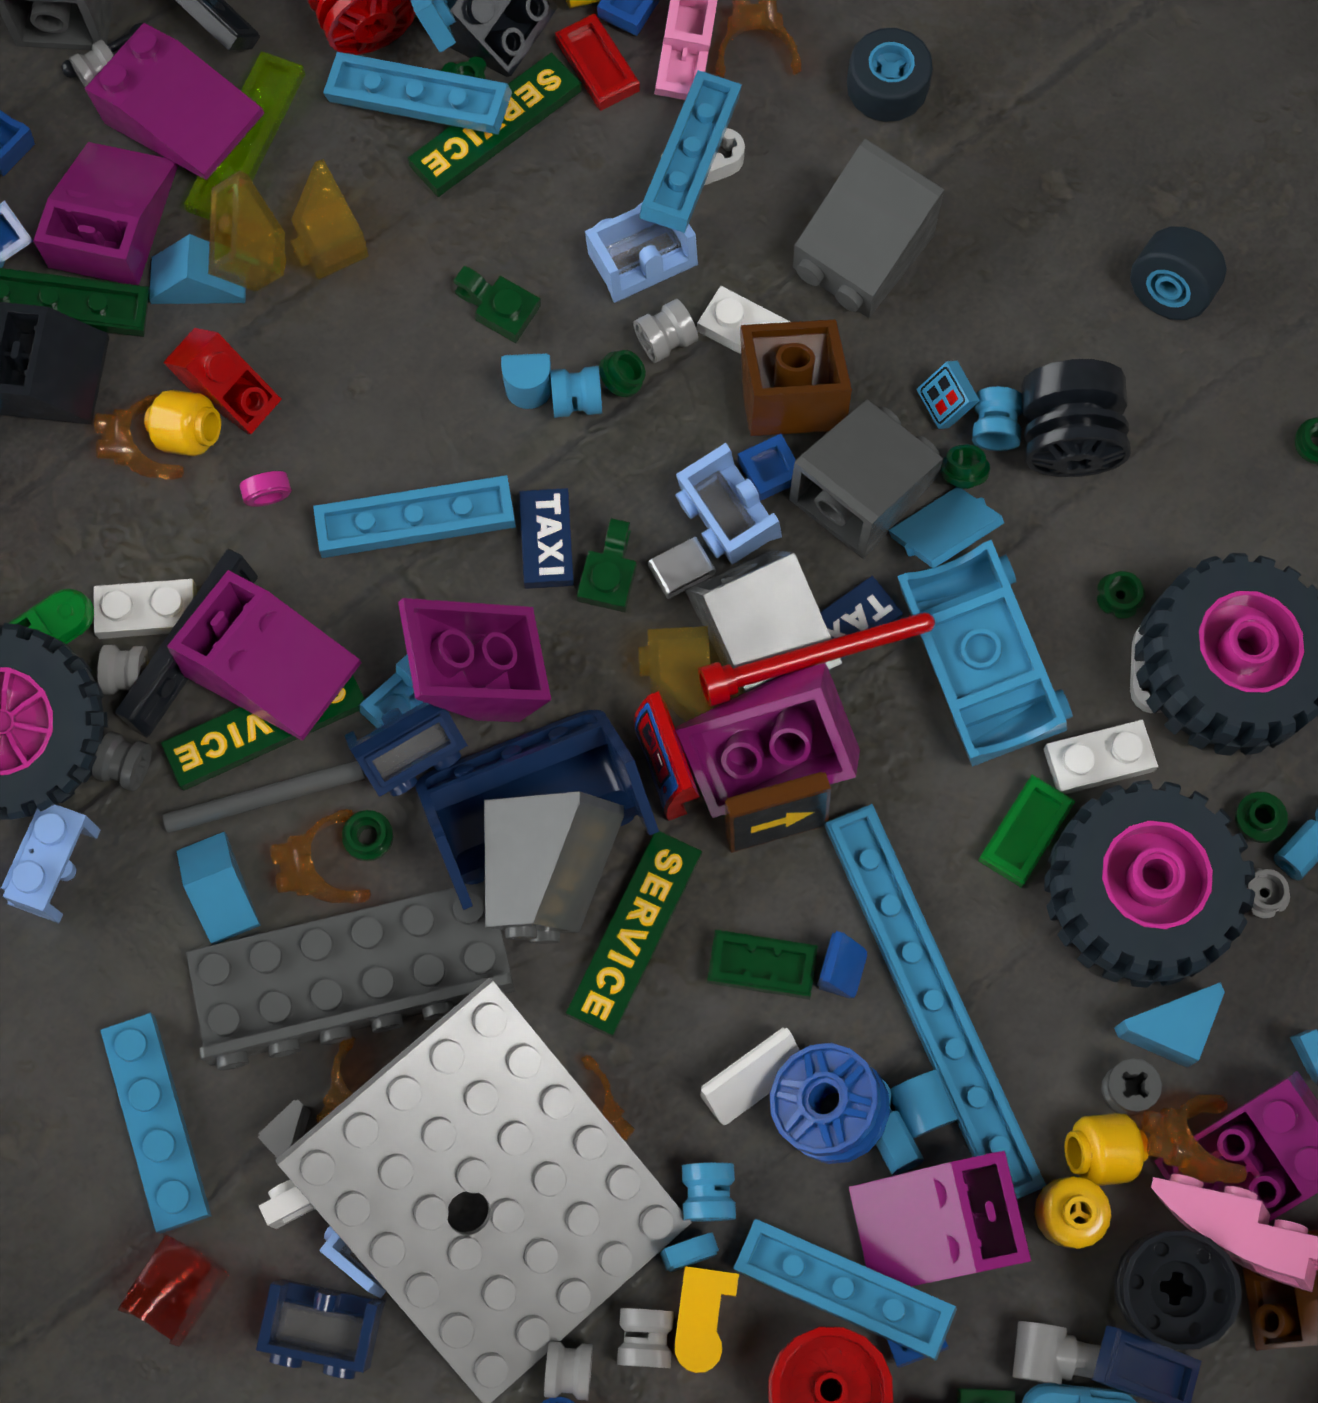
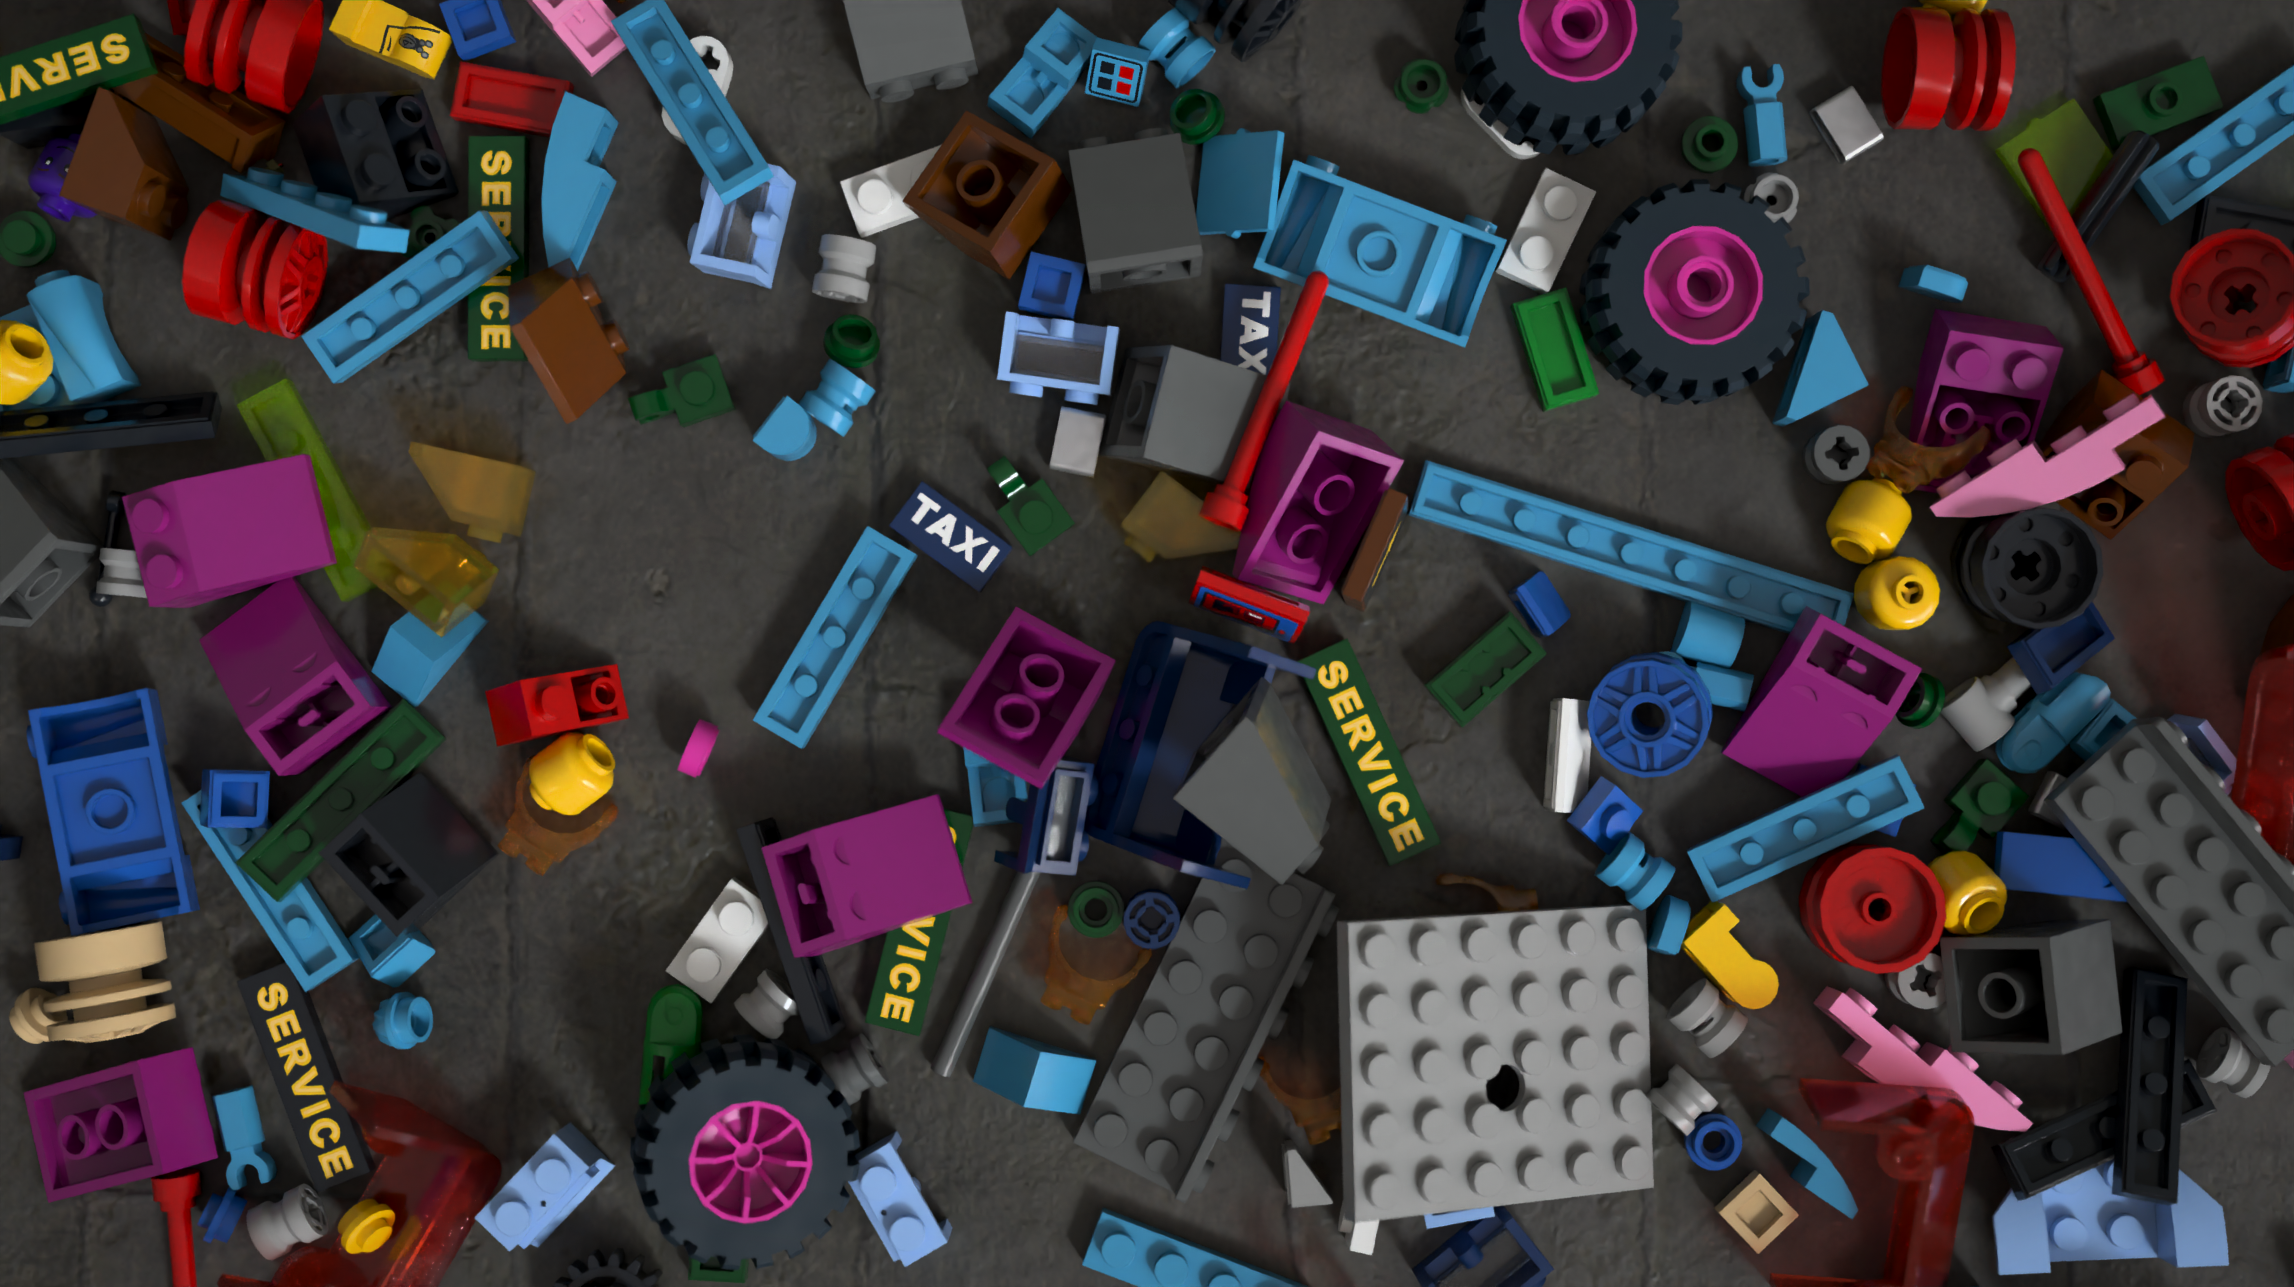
camera: 55 degrees left, 15 degrees up
(396, 882) = (1150, 909): none -> dark blue wheel
(470, 193) = (567, 336): none -> reddish brown slope
(575, 131) = (573, 182): none -> dark azure slope
(731, 1135) = (1605, 815): none -> blue plate
(903, 356) = (1044, 73): none -> dark azure slope
(1011, 1298) = (1922, 702): none -> dark green plate

